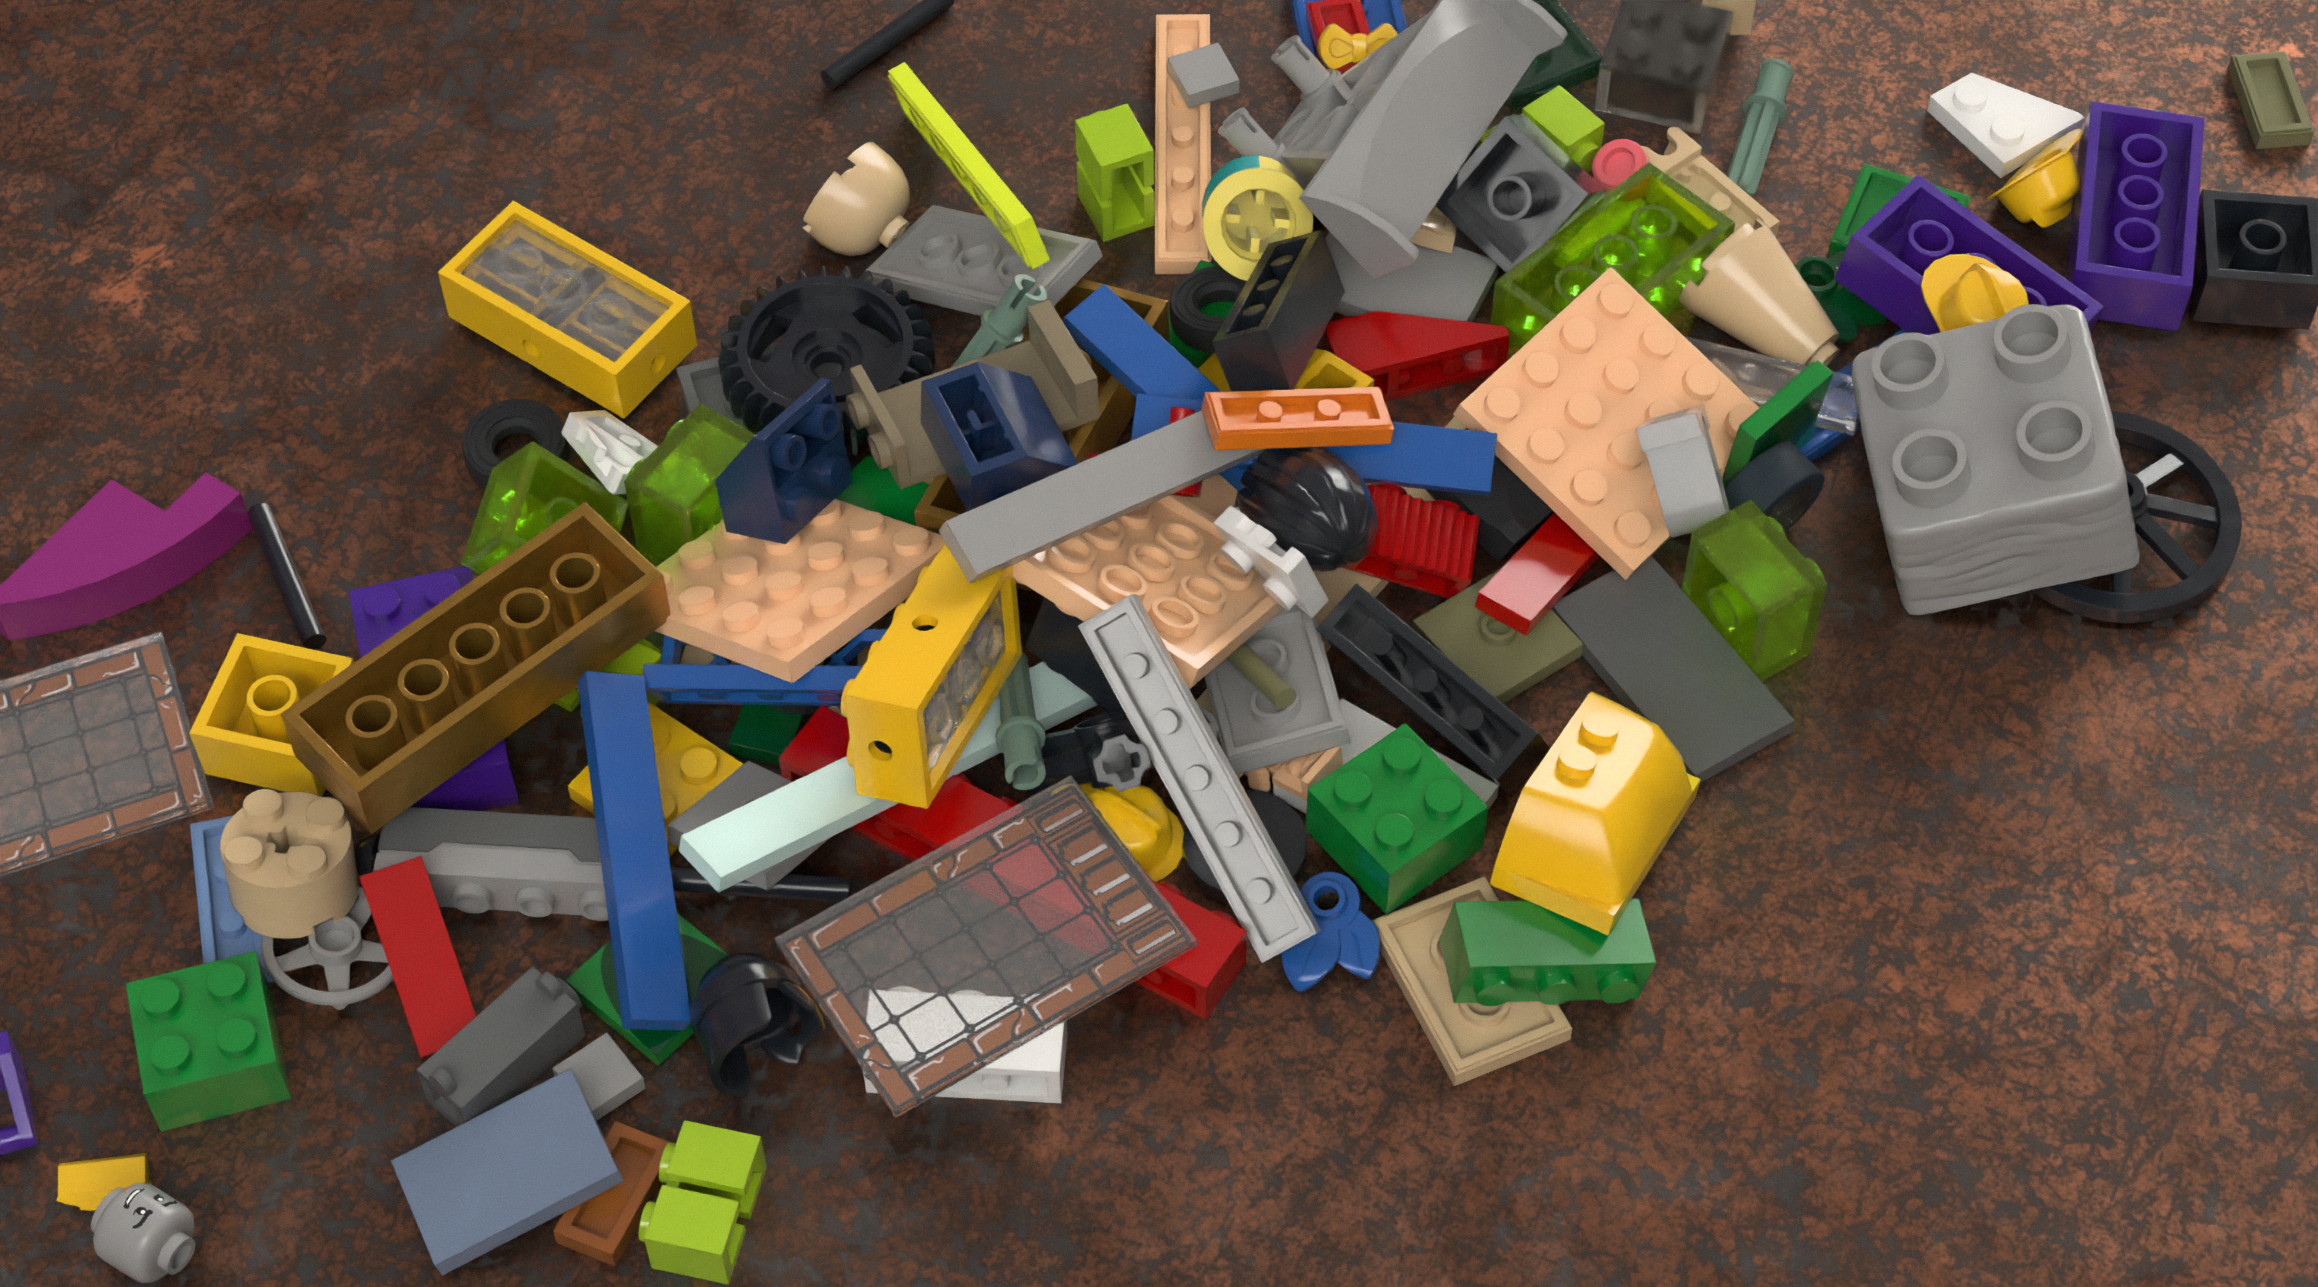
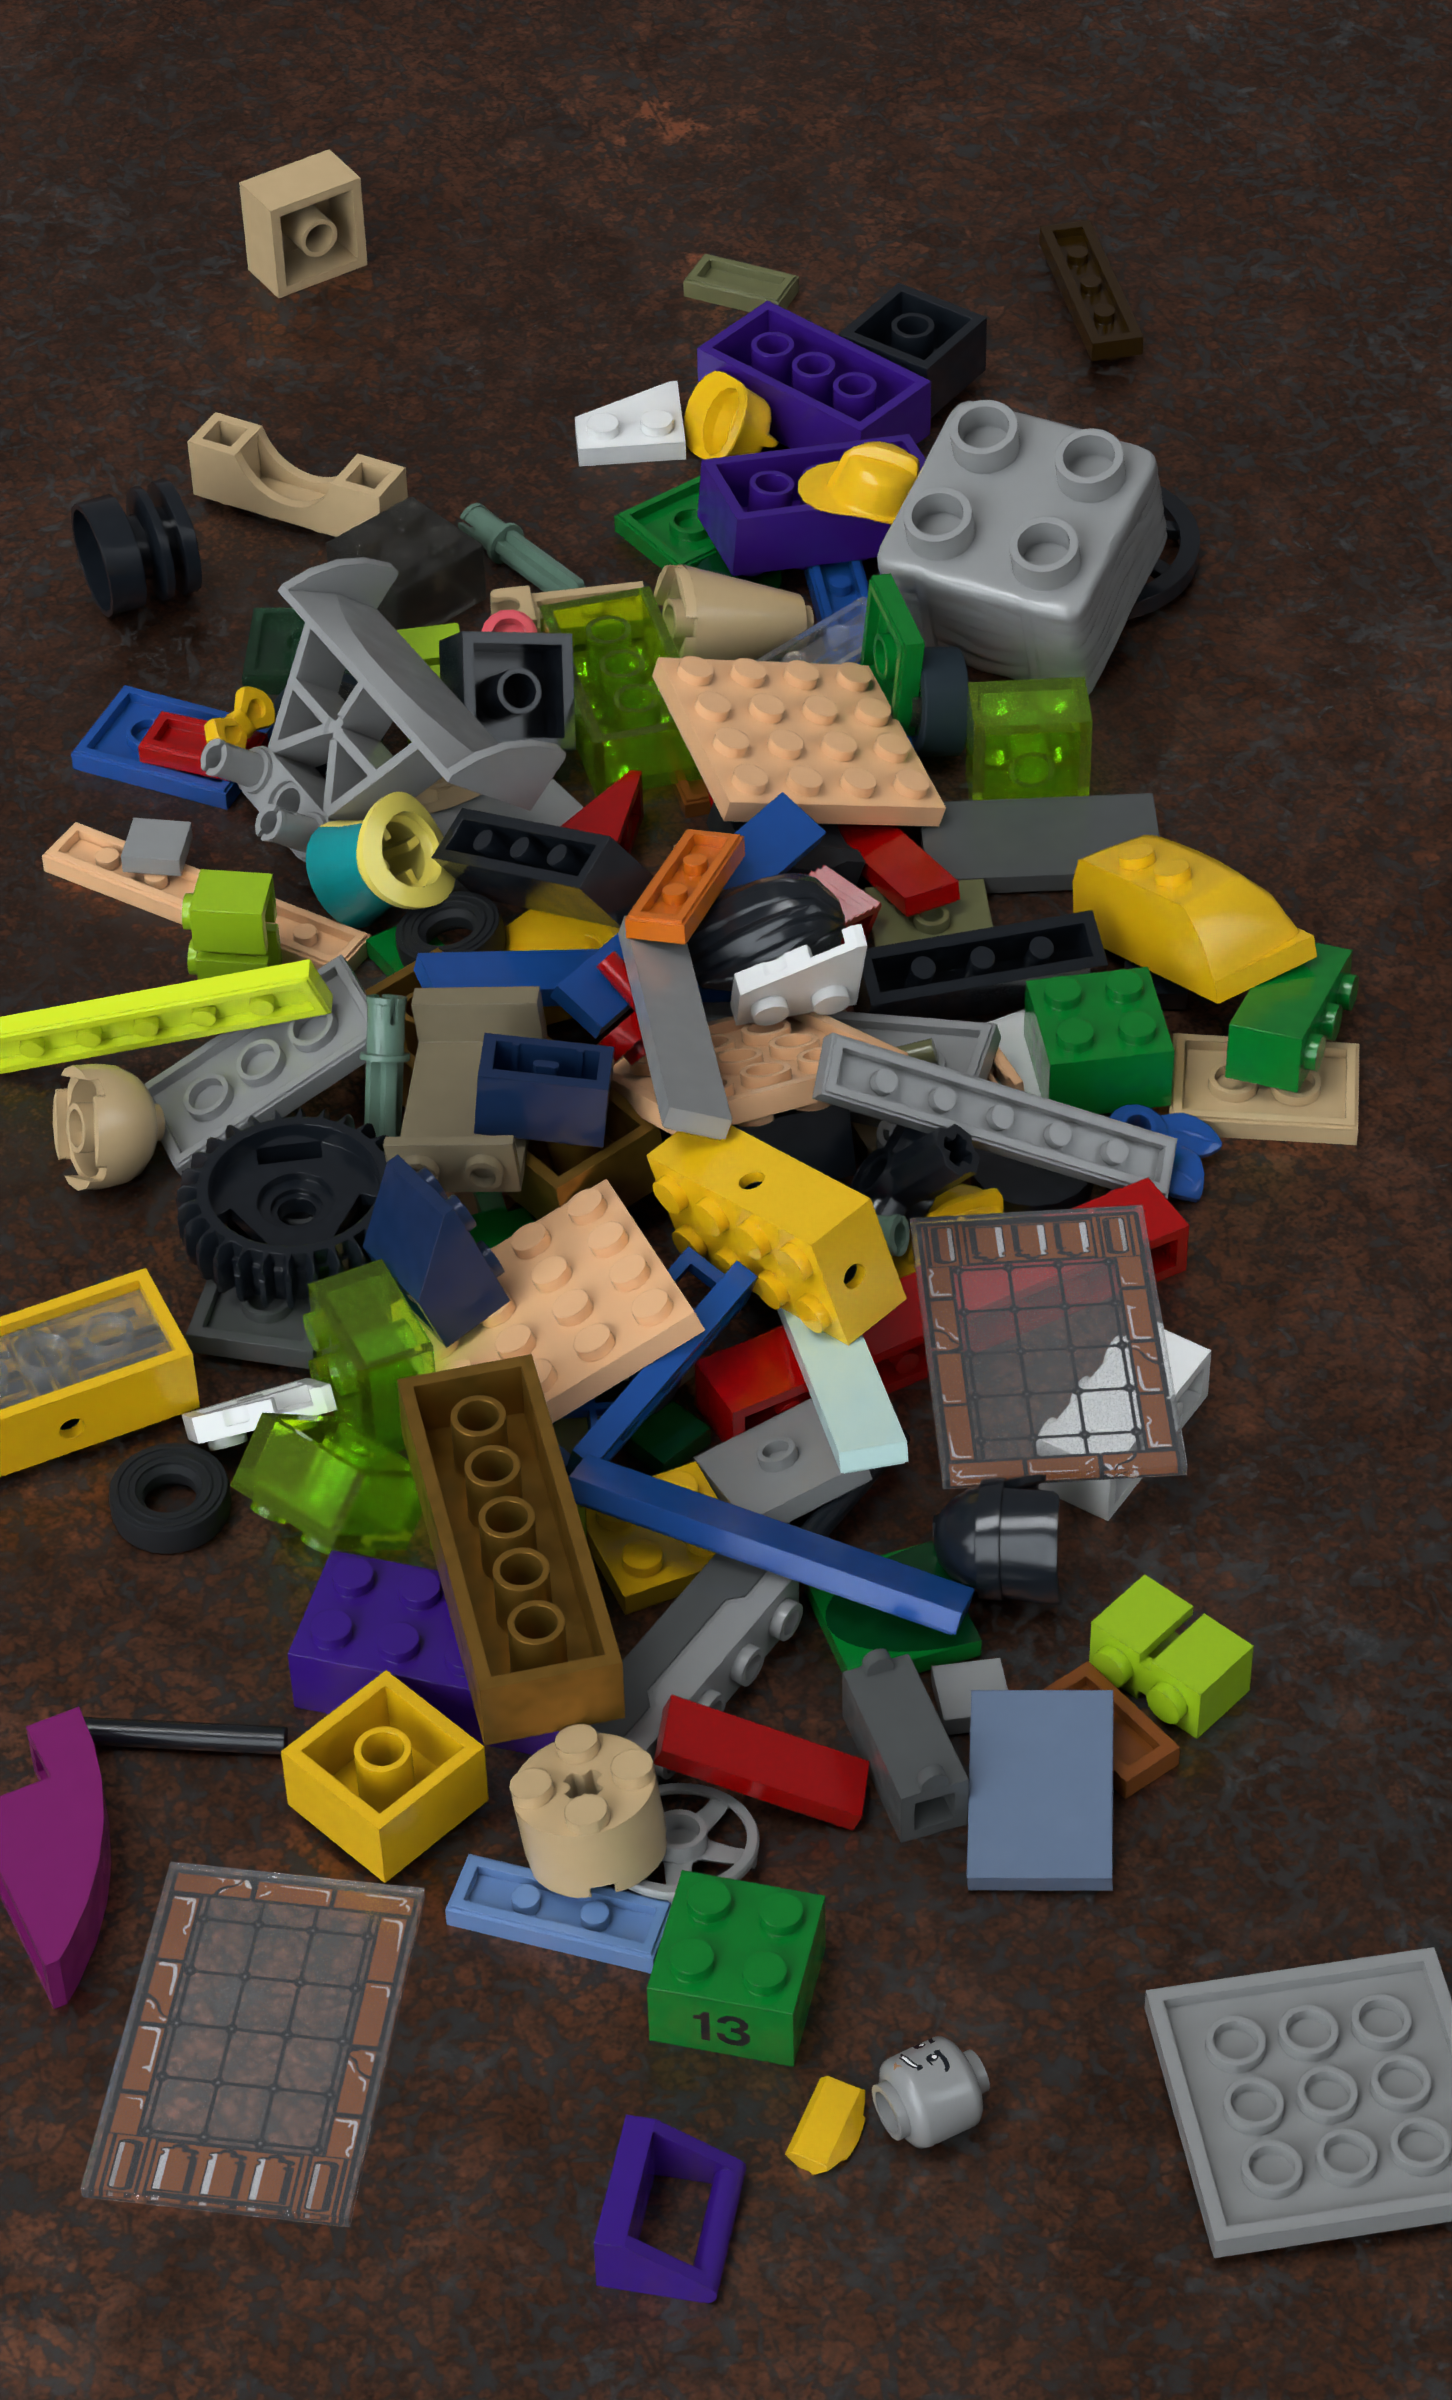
camera: 60 degrees left, 10 degrees down
(1684, 469) = (901, 702): light grey tile -> none

